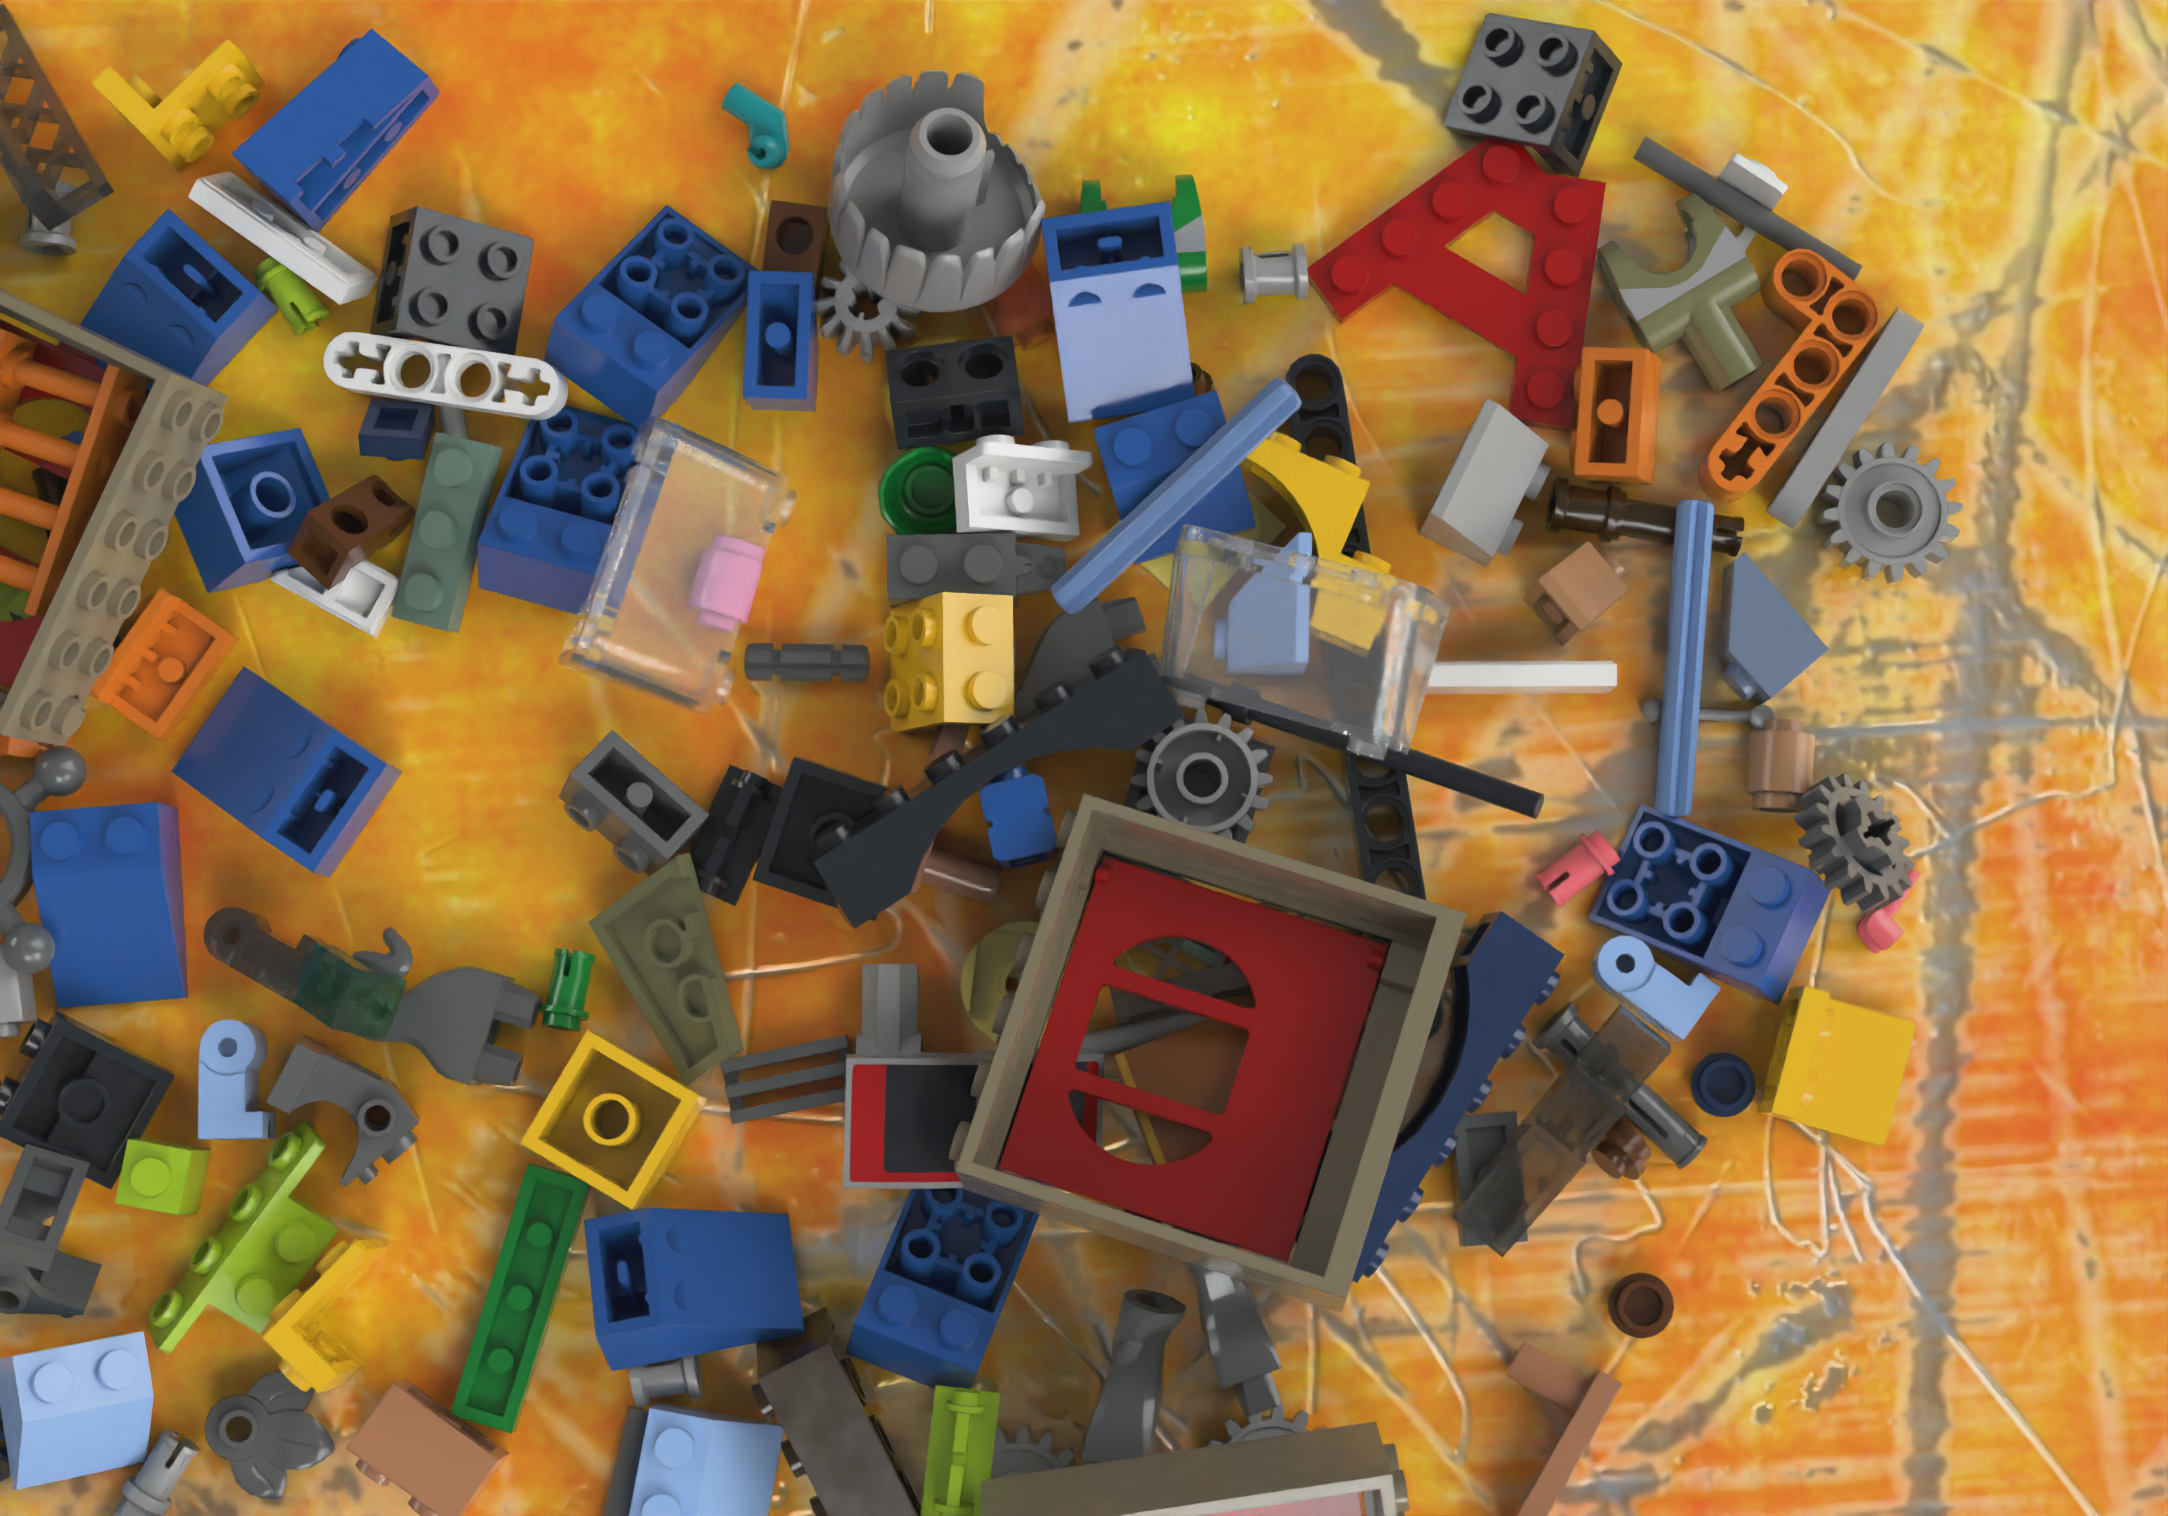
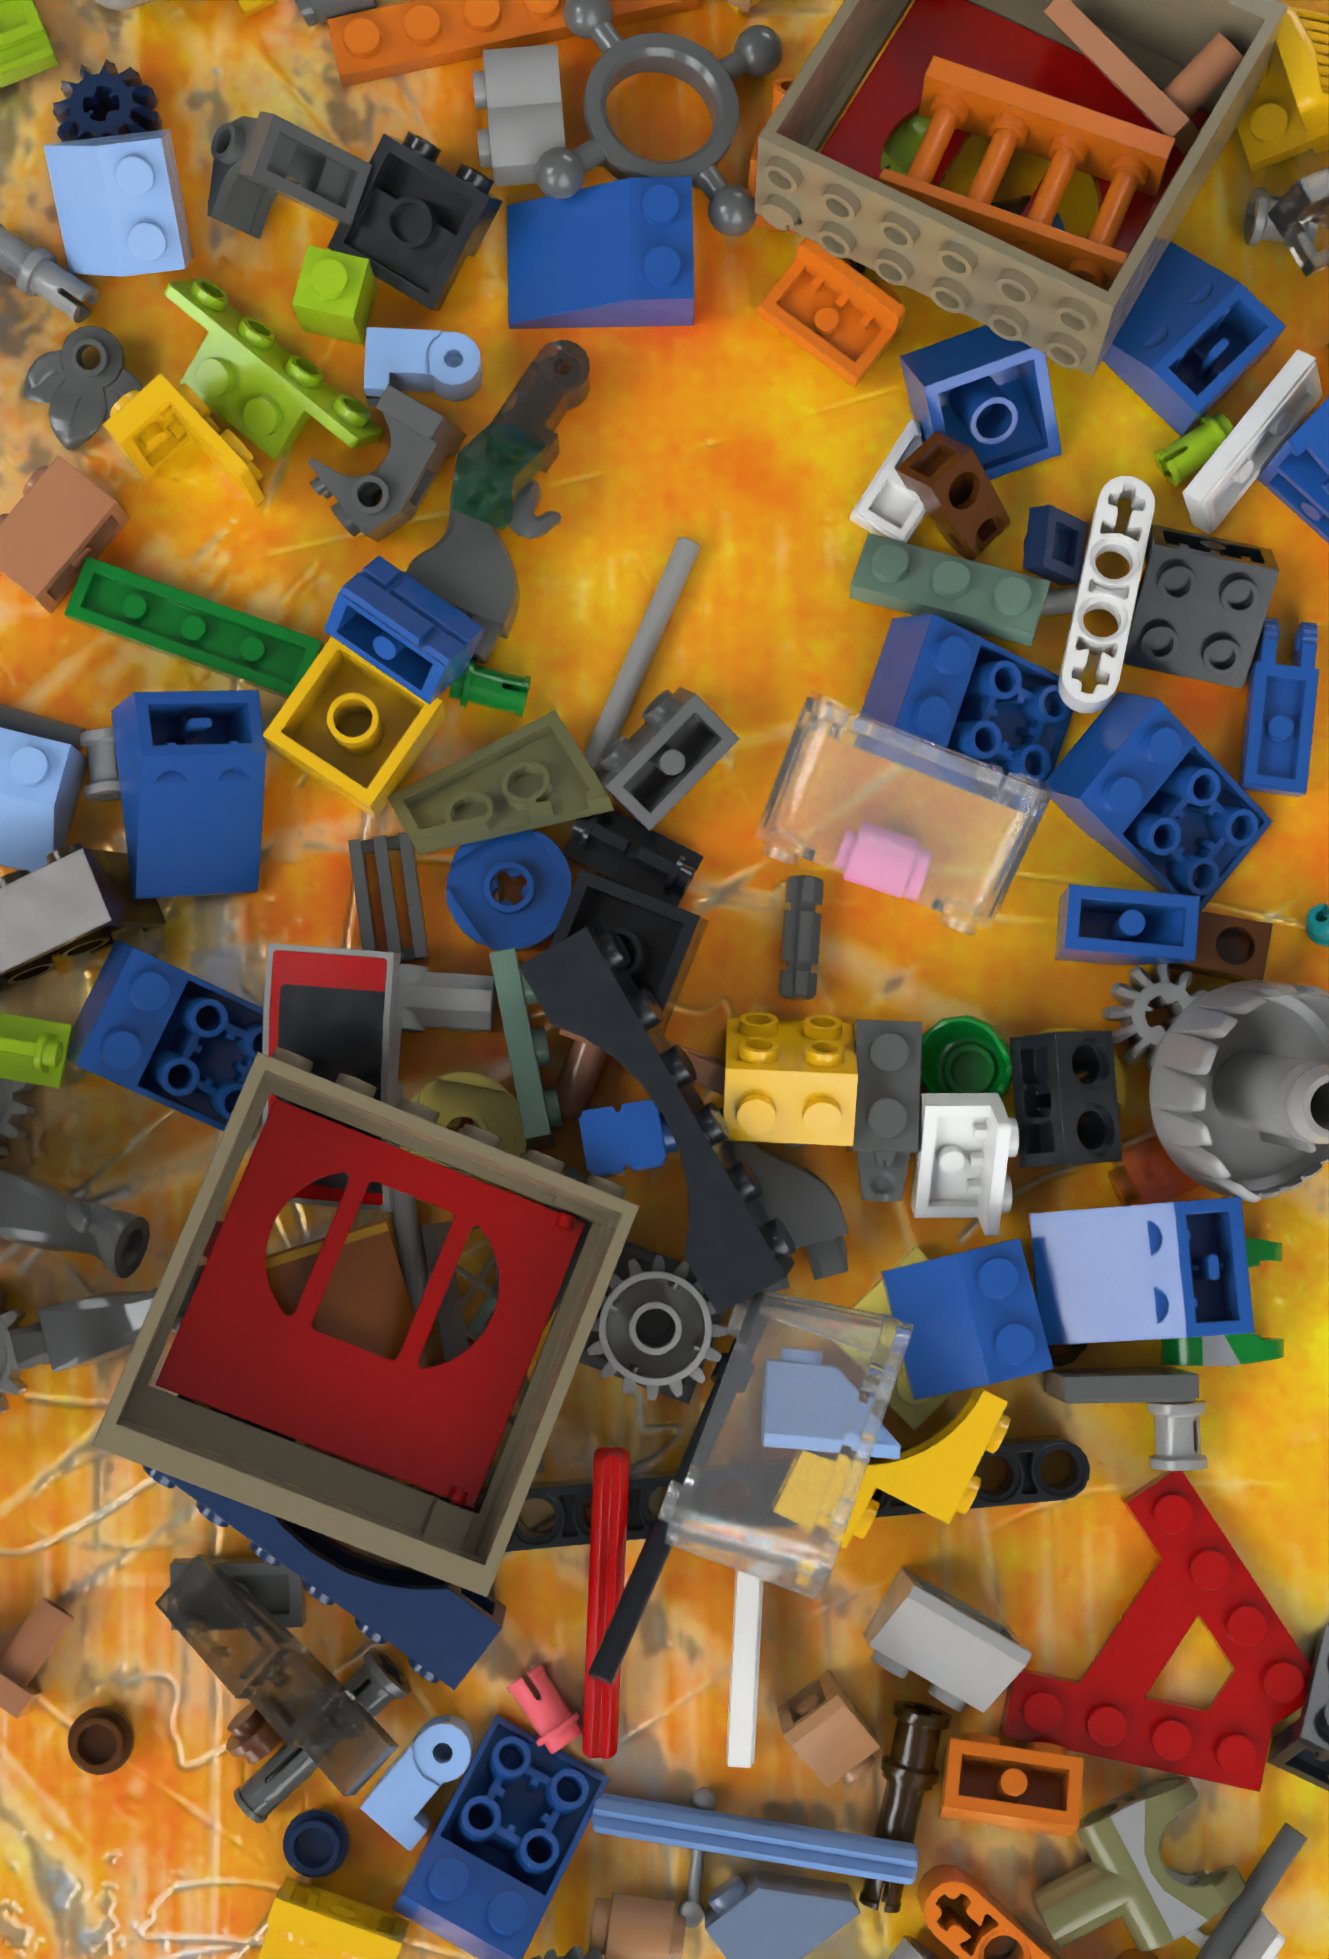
camera: 90 degrees right, 0 degrees up
(286, 773) = (717, 426): blue slope -> none
(516, 1072) = (403, 629): none -> blue brick
(521, 839) = (642, 649): none -> light grey bar
(559, 201) = (1280, 714): none -> blue hinge
(810, 960) = (503, 924): none -> blue plate
(934, 926) = (527, 1052): none -> sand green plate
(1176, 495) = (947, 1322): medium blue axle -> none
(1228, 328) = (1121, 1385): none -> dark grey tile
(1465, 813) = (604, 1591): none -> red axle

